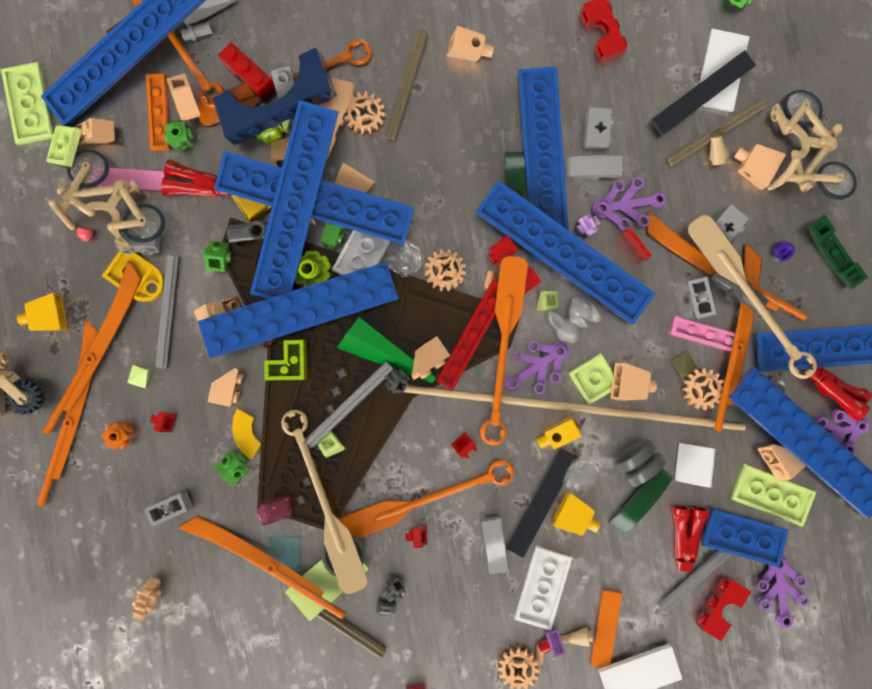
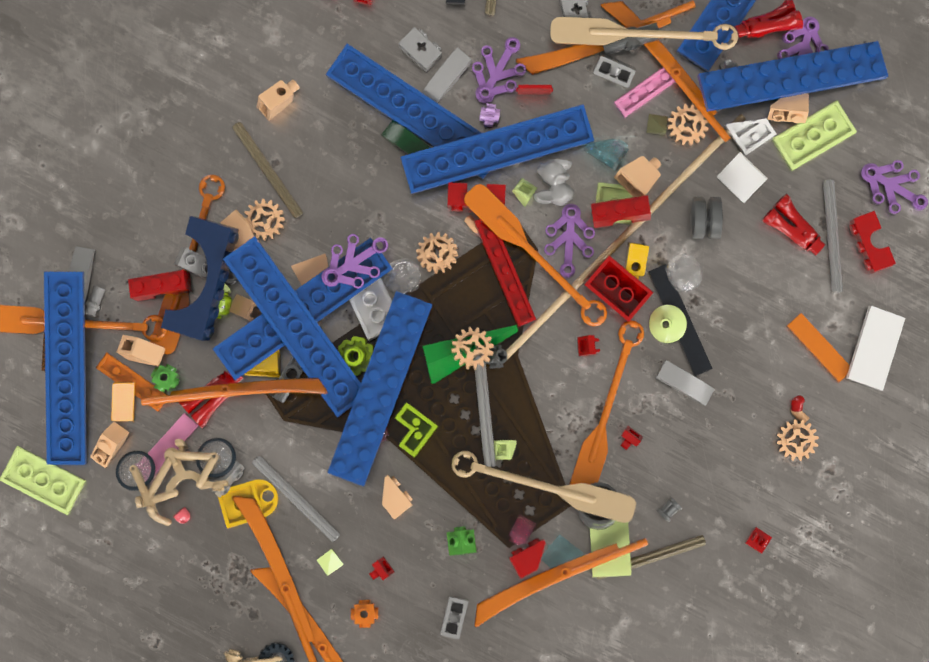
camera: 55 degrees left, 5 degrees down
(44, 314) = (221, 598): yellow torso -> none
(64, 145) = (102, 475): yellowish green tile -> none
(135, 115) = (123, 401): none -> light orange slope
(217, 256) = (282, 422): bright green brick -> none
(218, 307) = (326, 456): light nougat slope -> none
(240, 232) = (300, 385): none -> orange piece
(243, 434) = (442, 514): yellow tile -> none
(254, 534) = (528, 559): none -> red slope
(332, 236) = (340, 320): bright green brick -> none
(379, 362) = (481, 350): none -> light nougat gear
(380, 208) = (351, 263): none -> medium lavender plant
(393, 589) = (657, 490): dark grey gear -> none
(427, 357) = (495, 317): light nougat slope -> none
(528, 437) = (619, 288): none -> red slope
(540, 498) = (676, 320): none -> yellowish green dish
(543, 587) = (748, 371): white tile -> none
(555, 642) = (798, 394): medium lavender piece -> none
(575, 515) = (710, 301): yellow torso -> none
(579, 637) = (811, 371): tan cone -> none
(585, 382) = (608, 212): none -> red arch
(632, 343) = (608, 152): none -> clear light blue slope
(641, 502) = (739, 241): dark green slope -> none
(735, 444) = (750, 134): none -> white wing
(745, 537) = (828, 182): blue tile -> none

